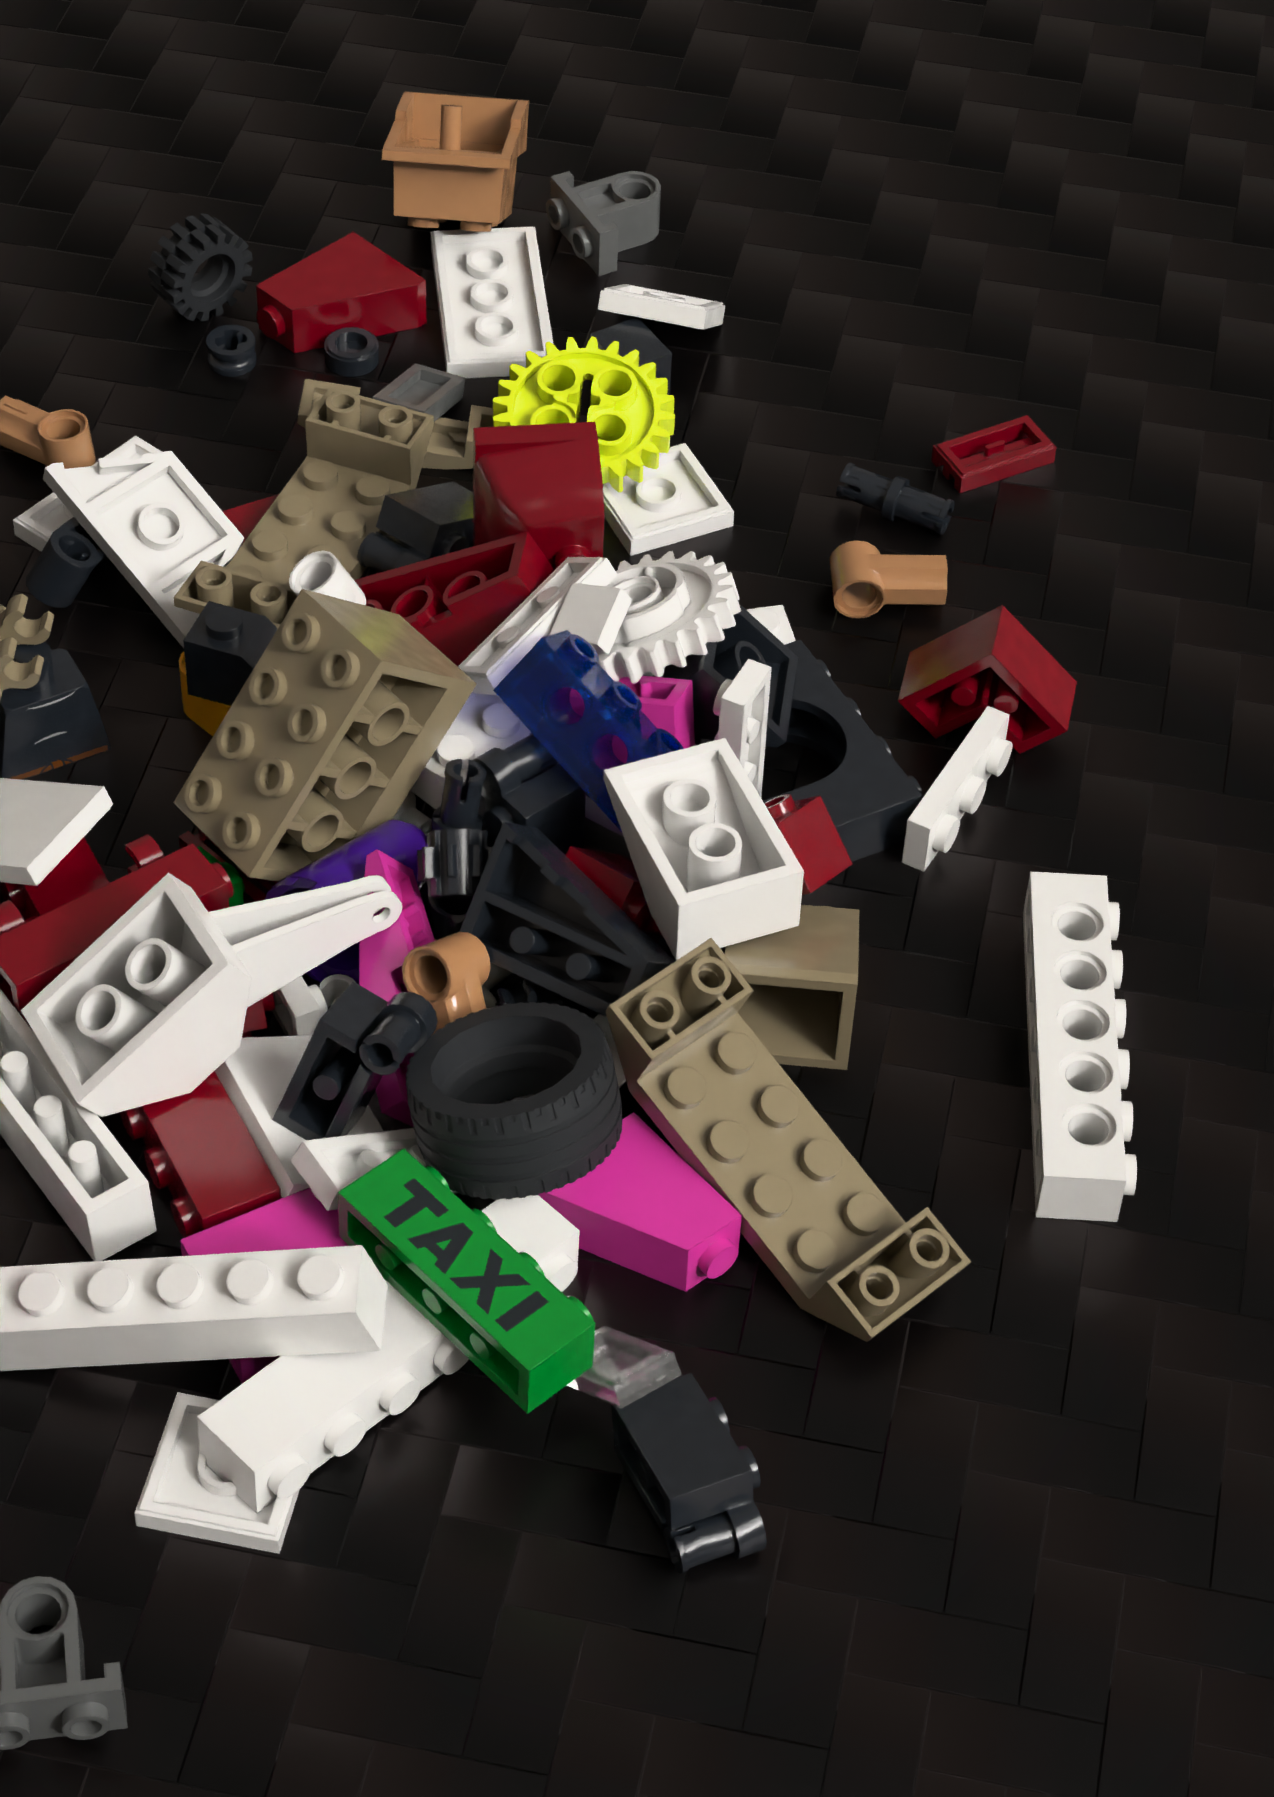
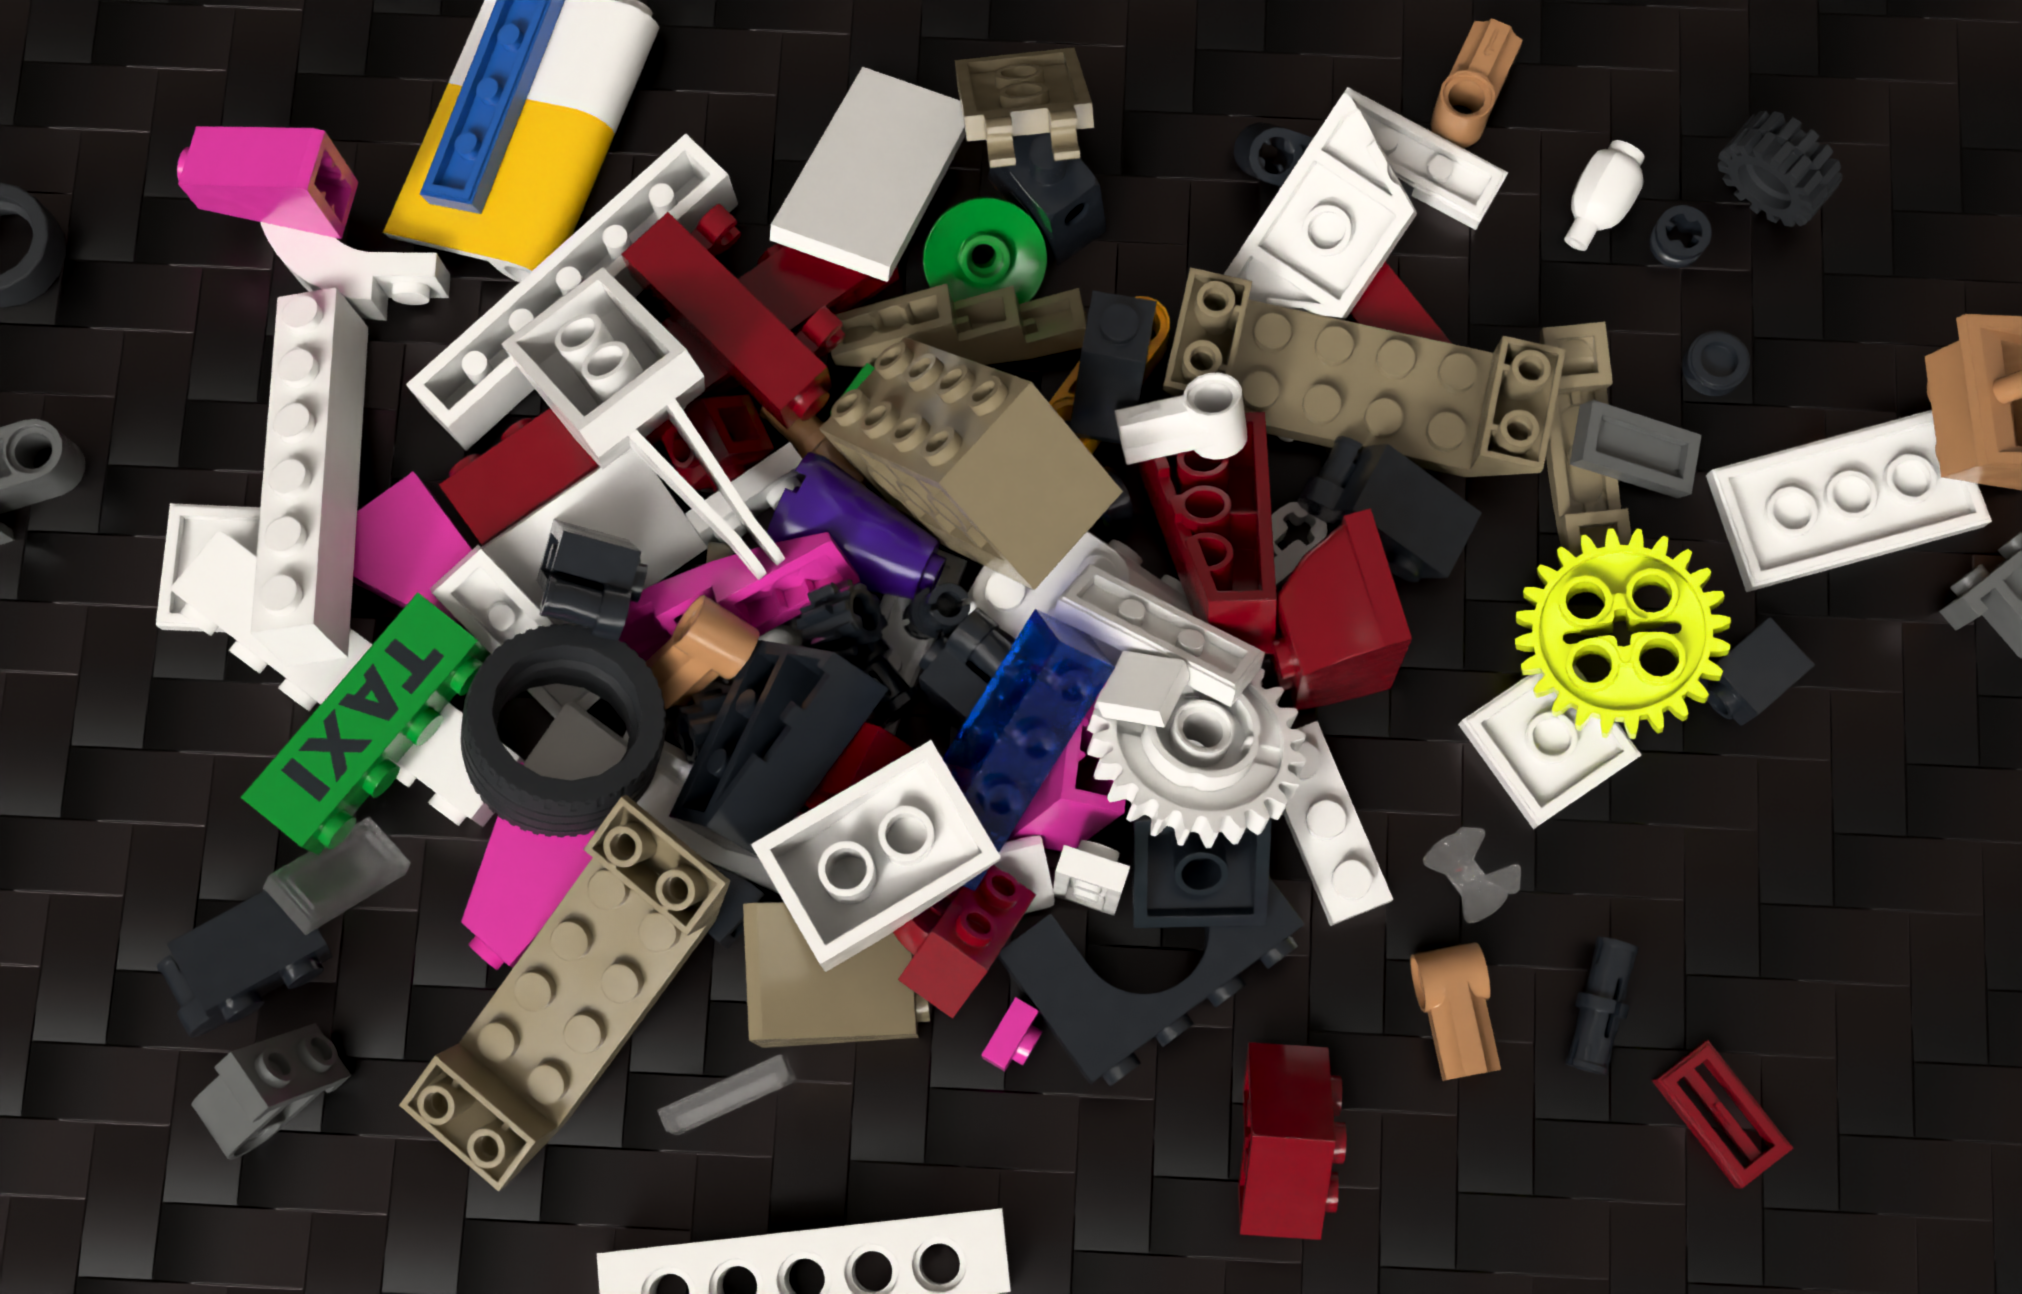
camera: 85 degrees right, 30 degrees up
(95, 757) = (1013, 234): none -> green dish
(156, 777) = (978, 328): none -> dark tan slope
(176, 380) = (1605, 192): none -> white plant
(338, 289) = (1794, 325): dark red slope -> none
(662, 306) = (1858, 691): white tile -> none
(777, 557) = (1479, 892): none -> clear piece
(842, 1463) = (267, 1087): none -> dark grey pin
(873, 867) = (1014, 1036): none -> dark pink plate
(894, 1079) = (727, 1095): none -> clear tile
(957, 789) = (1141, 1124): white plate -> none

